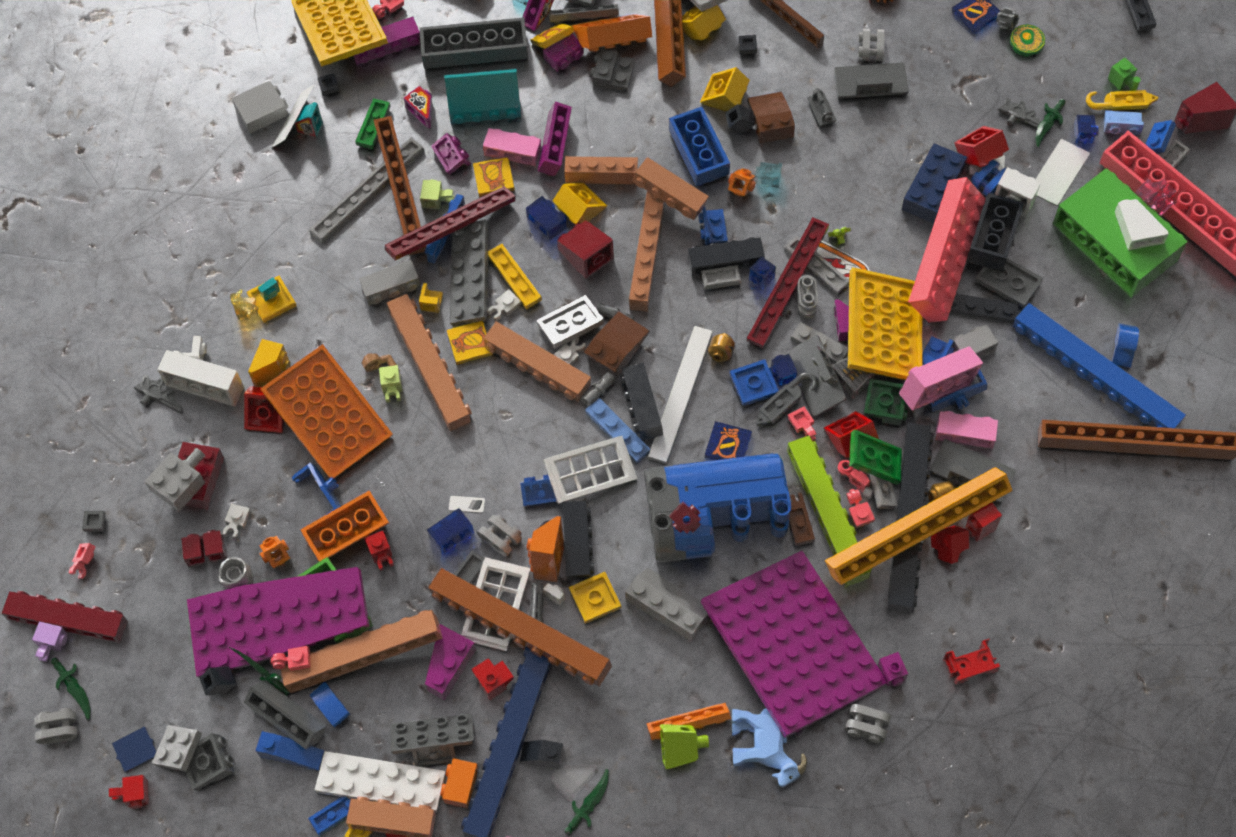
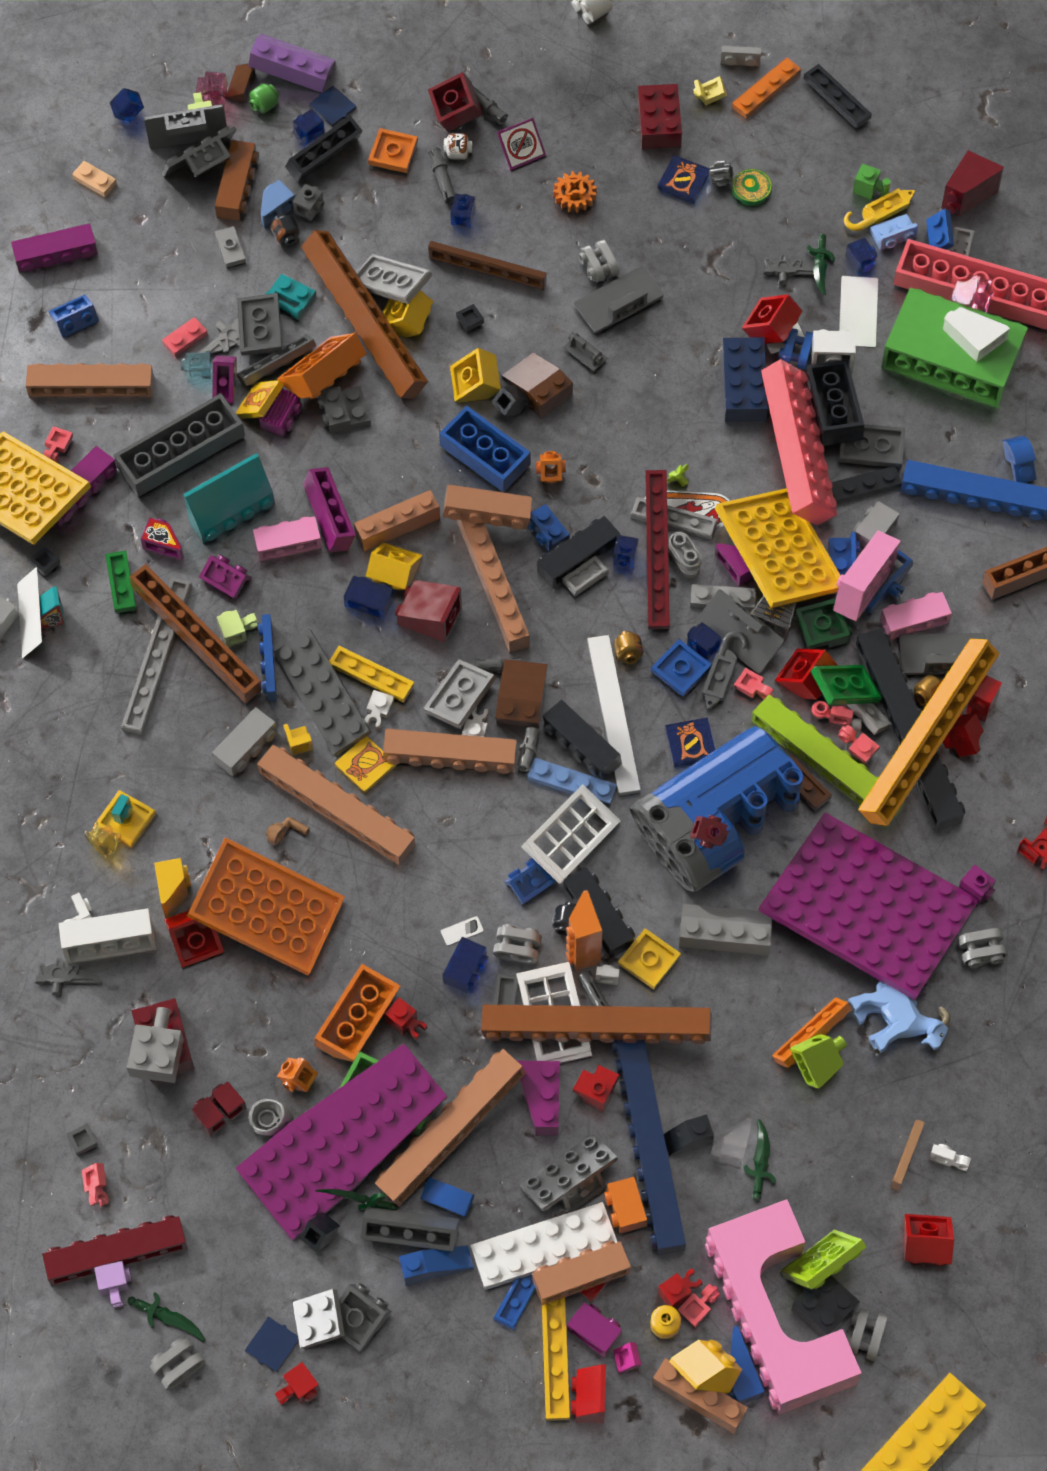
camera: 30 degrees left, 0 degrees up
(236, 517) = (232, 1061): white plate -> none
(297, 659) = (392, 1167): coral plate -> none
(326, 486) = (311, 981): blue piece -> none
(390, 382) = (310, 844): yellowish green brick -> none
(449, 223) = (276, 649): dark red plate -> none
(493, 175) = (285, 579): yellow tile -> none
(768, 174) = (572, 446): clear light blue brick -> none

